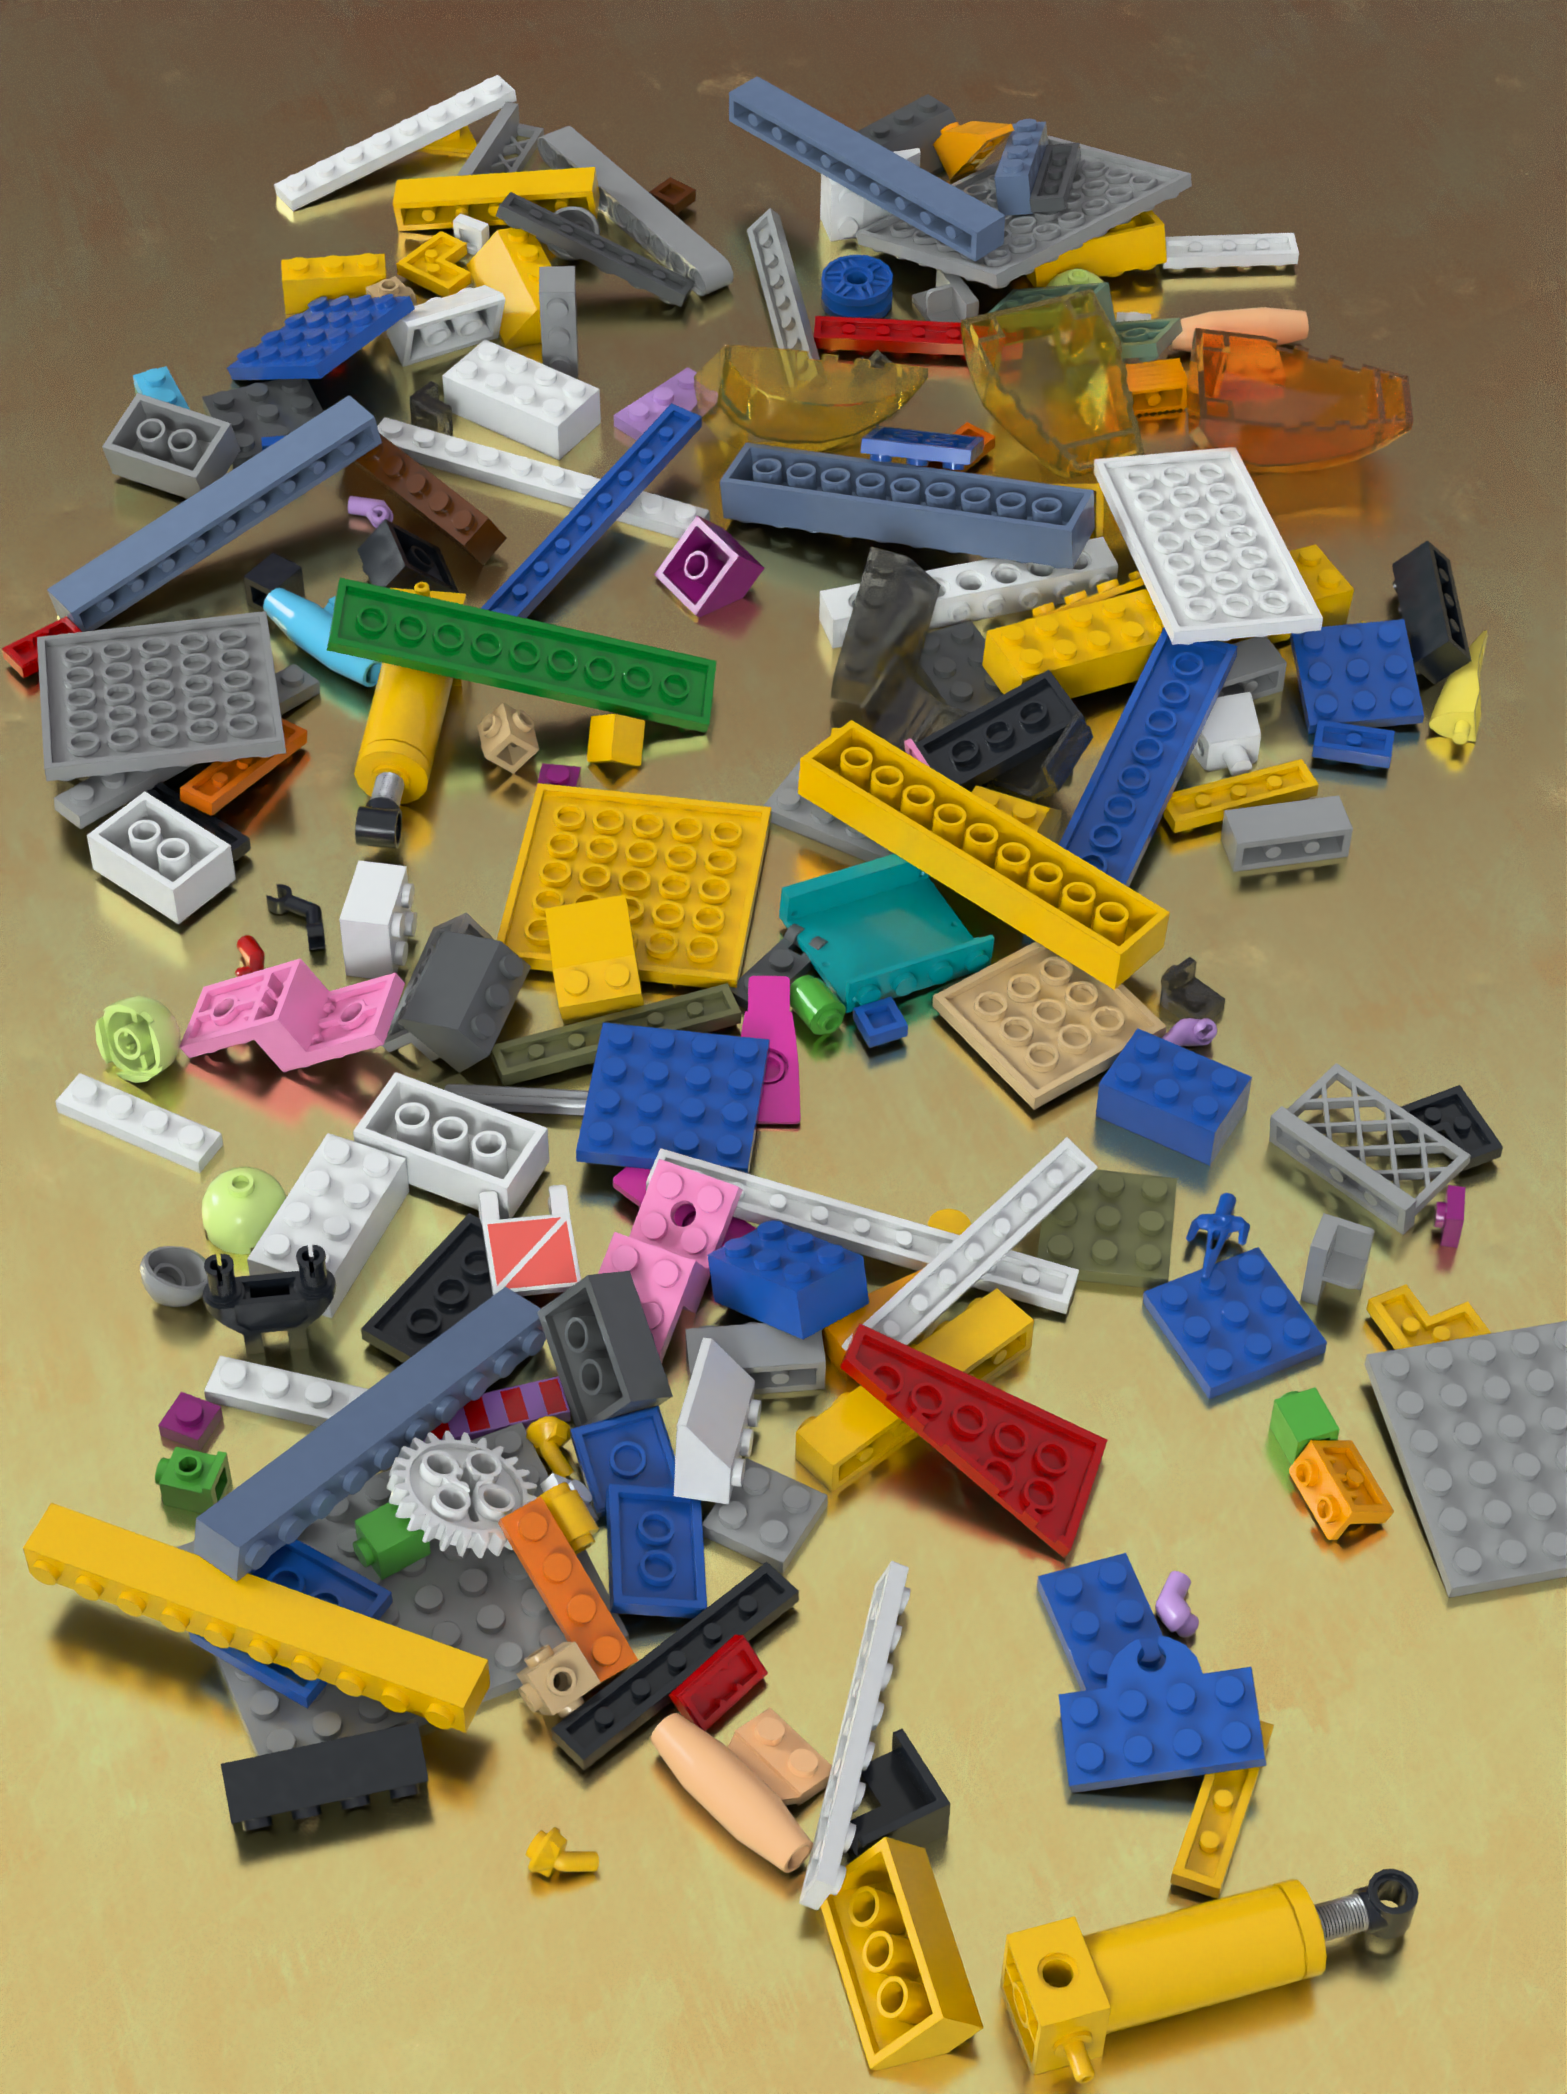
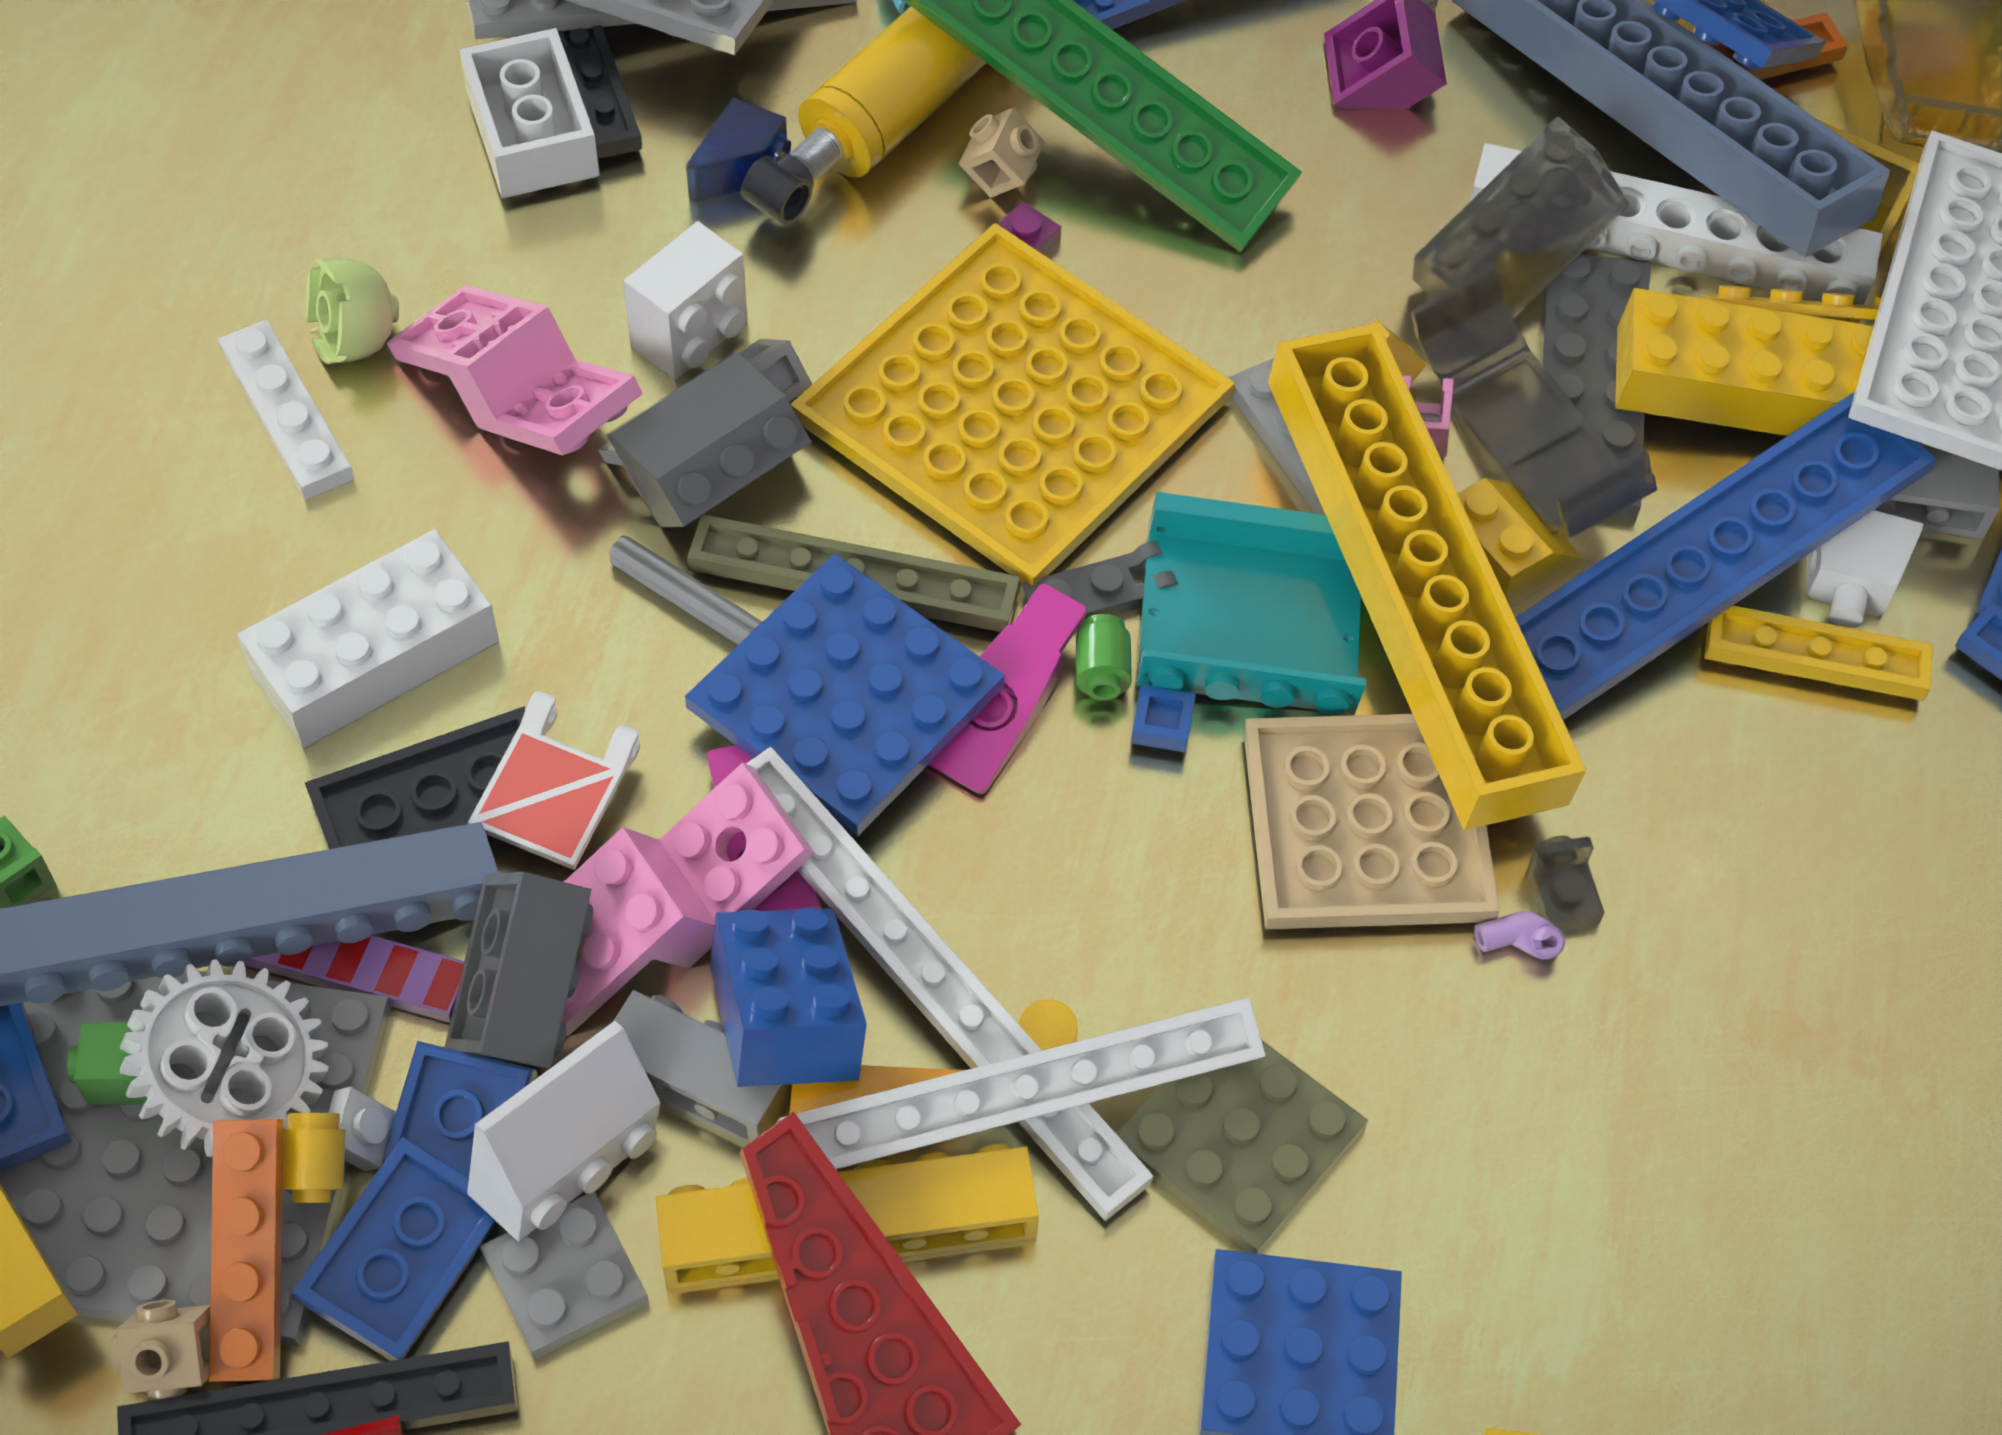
camera: 30 degrees right, 10 degrees up
(173, 1275) = (167, 608): light grey piece -> none
(190, 1421) = (63, 789): magenta plate -> none
(226, 780) = (662, 57): orange plate -> none
(240, 1208) = (297, 560): yellowish green cylinder -> none
(252, 954) = (541, 277): red arm -> none
(271, 1300) = (206, 698): black connector -> none
(277, 1392) = (175, 807): white plate -> none
(312, 912) = (637, 239): black arm -> none
(326, 817) = (732, 146): none -> clear blue slope
(456, 1143) = (564, 616): white brick -> none
(547, 1437) = (397, 1034): yellow plate -> none
(593, 958) = (884, 469): yellow slope -> none
(616, 739) = (1123, 214): yellow panel -> none
(1000, 733) = (1557, 427): black plate -> none
(1173, 1096) = (1440, 1010): blue brick -> none
(1219, 1228) = (1372, 1217): blue piece -> none
(1286, 833) = (1843, 733): light grey brick -> none
(1337, 1256) = (1472, 1353): light grey panel -> none
(1352, 1175) = (1589, 1232): light grey fence -> none
(1450, 1216) = (1677, 1372): magenta plate -> none
(1456, 1119) = (1775, 1232): black plate -> none

